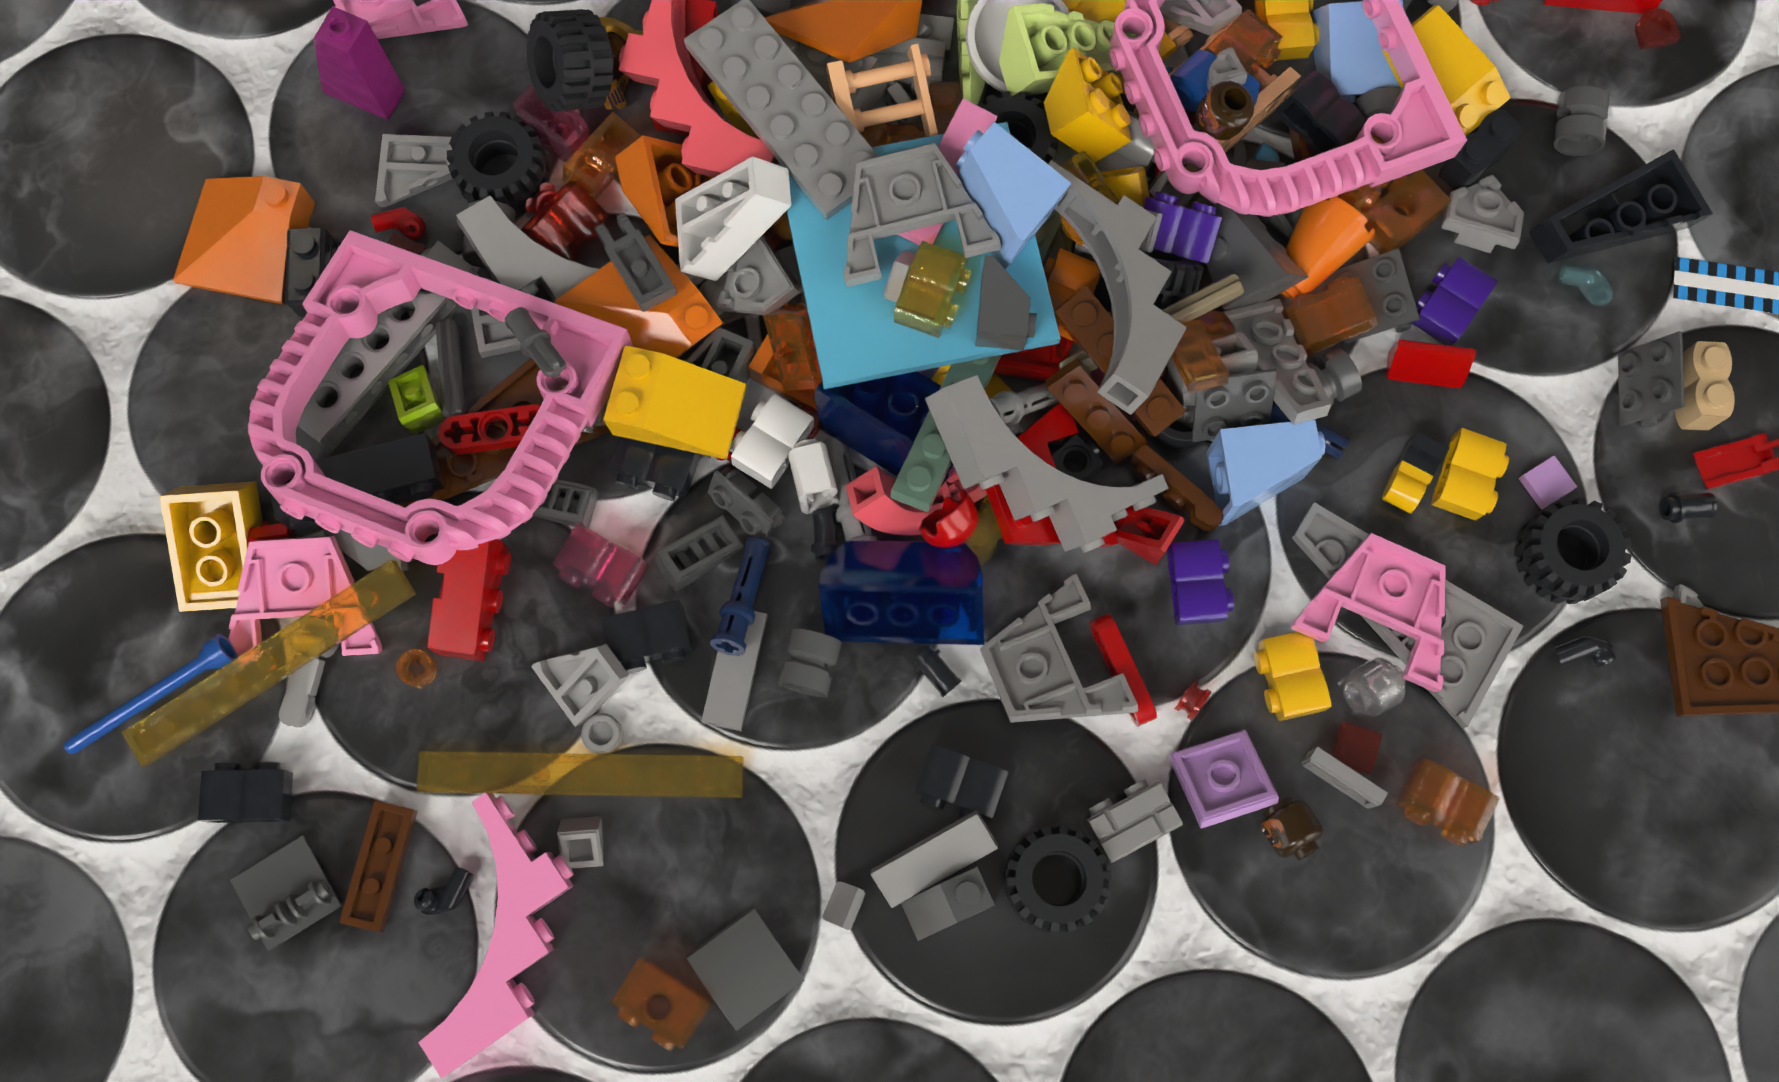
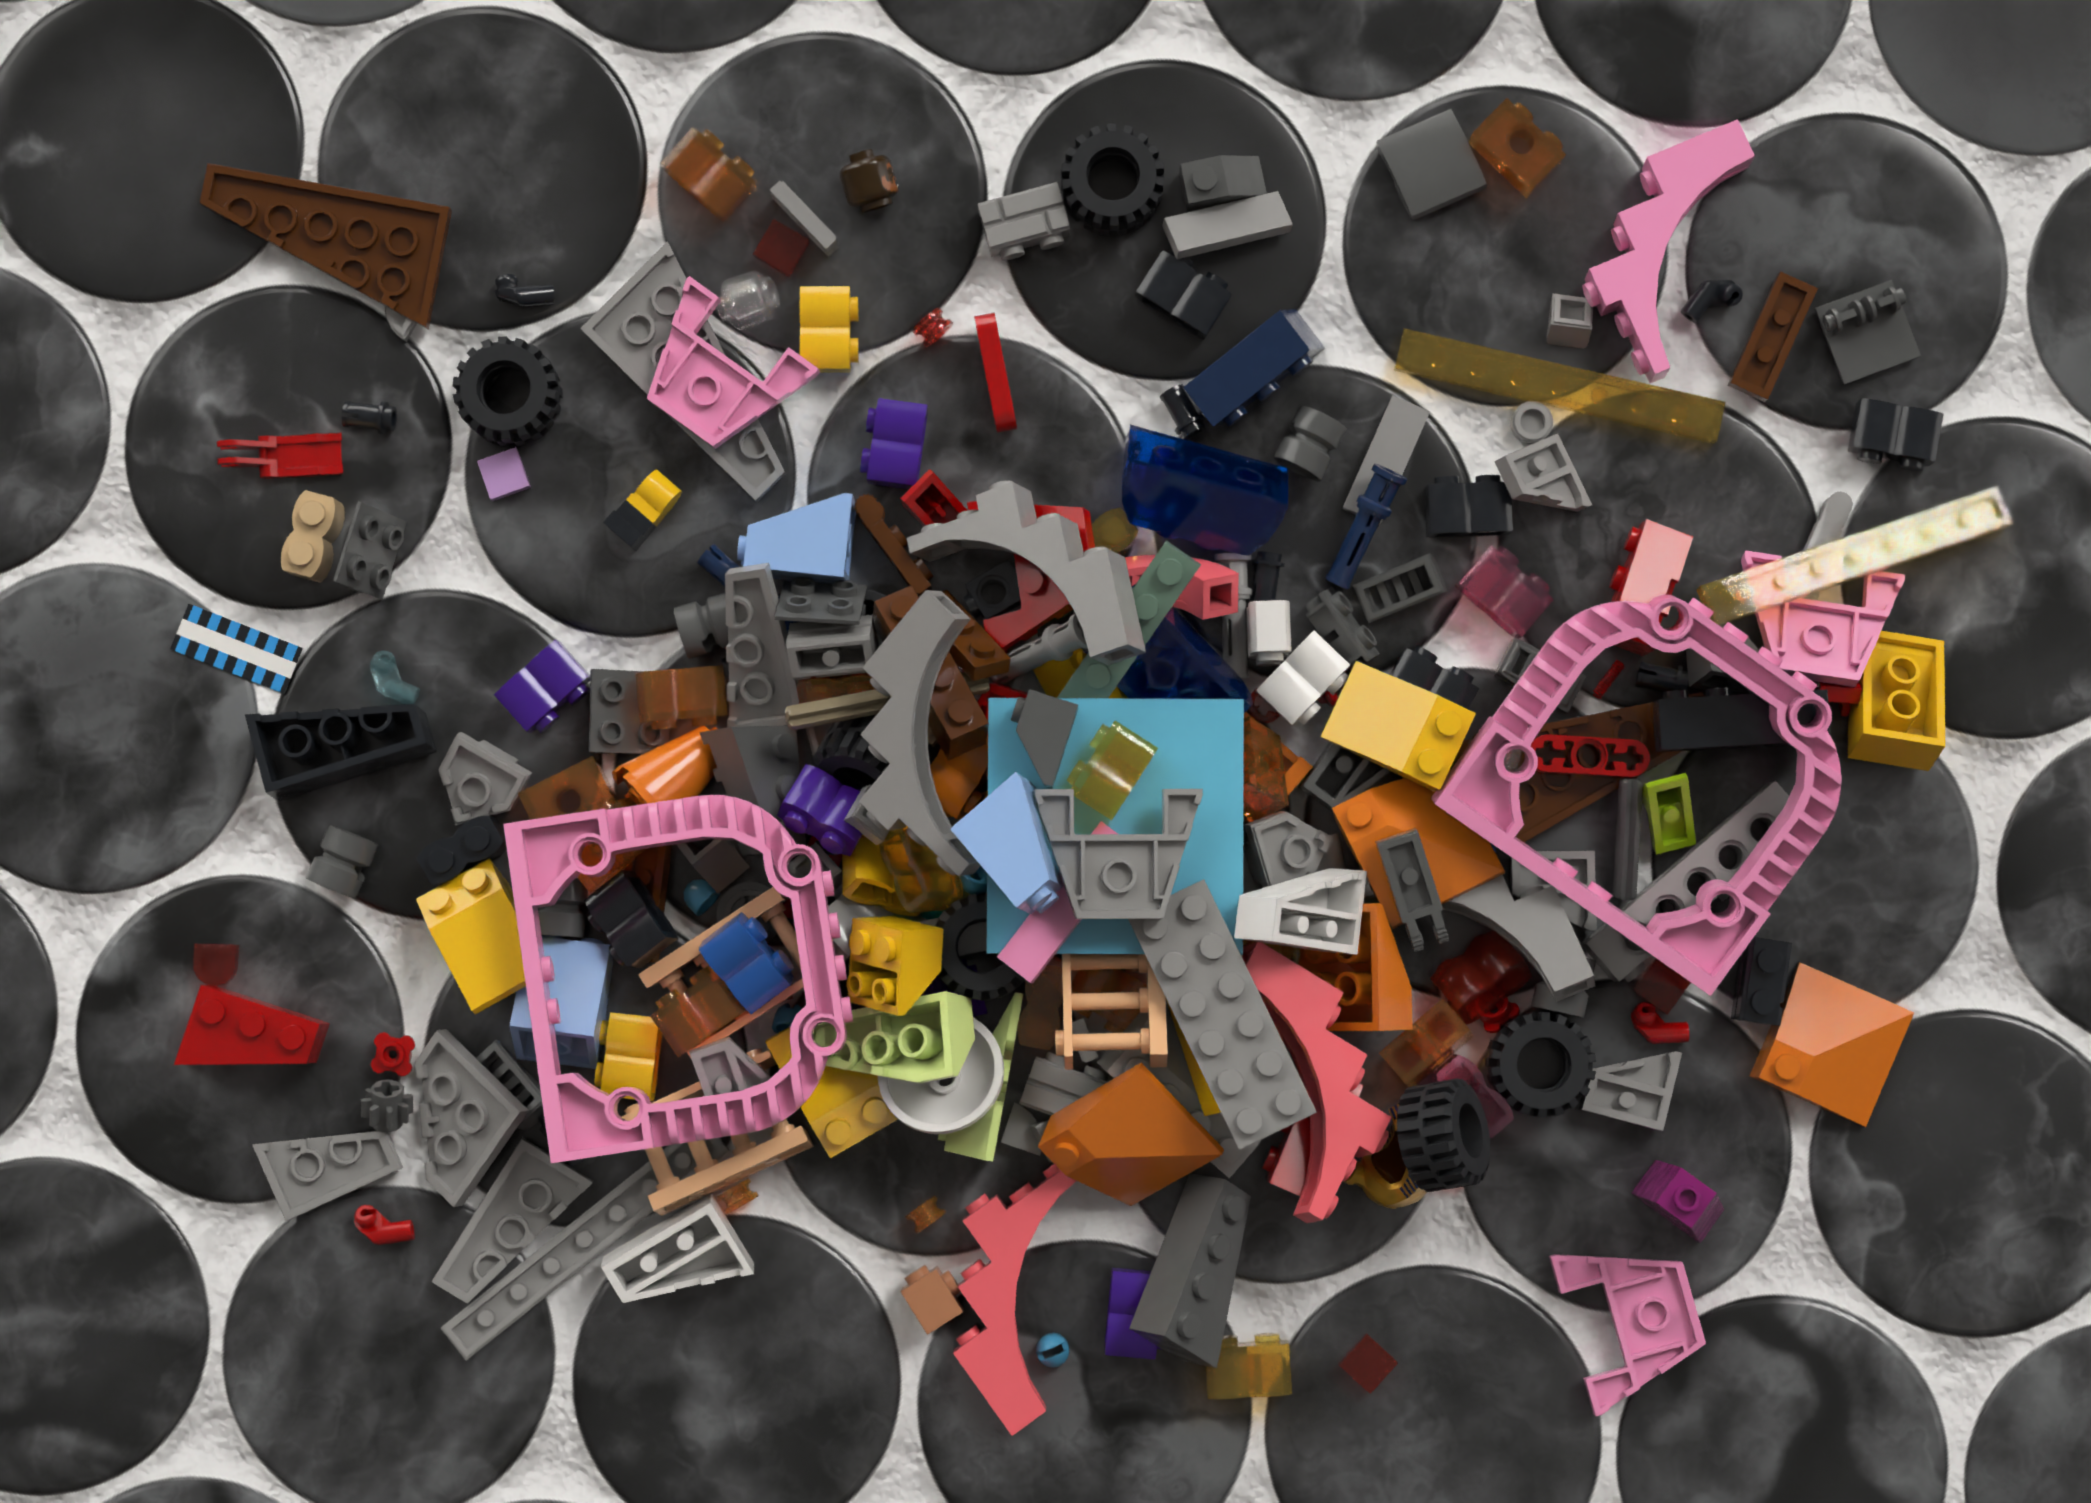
camera: 165 degrees left, 10 degrees up
(215, 655) = (1908, 577): blue piece -> none
(425, 659) = (1720, 525): clear orange bush -> none
(535, 342) = (1532, 801): dark grey axle -> none
(844, 905) = (1323, 202): light grey slope -> none
(875, 724) = (1254, 367): none -> dark blue wedge
(898, 275) = (1140, 795): light grey tile -> none
(952, 523) = (1141, 539): red hair -> none
(1036, 672) = (1085, 390): light grey wing -> none
(1198, 359) = (851, 648): clear orange tile -> none
(1223, 778) = (923, 242): lavender tile -> none
(1225, 110) = (753, 909): dark brown head -> none
(1226, 68) = (734, 968): light grey tile -> none
(1429, 363) = (590, 625): red slope -> none
(1470, 474) = (584, 496): yellow brick -> none

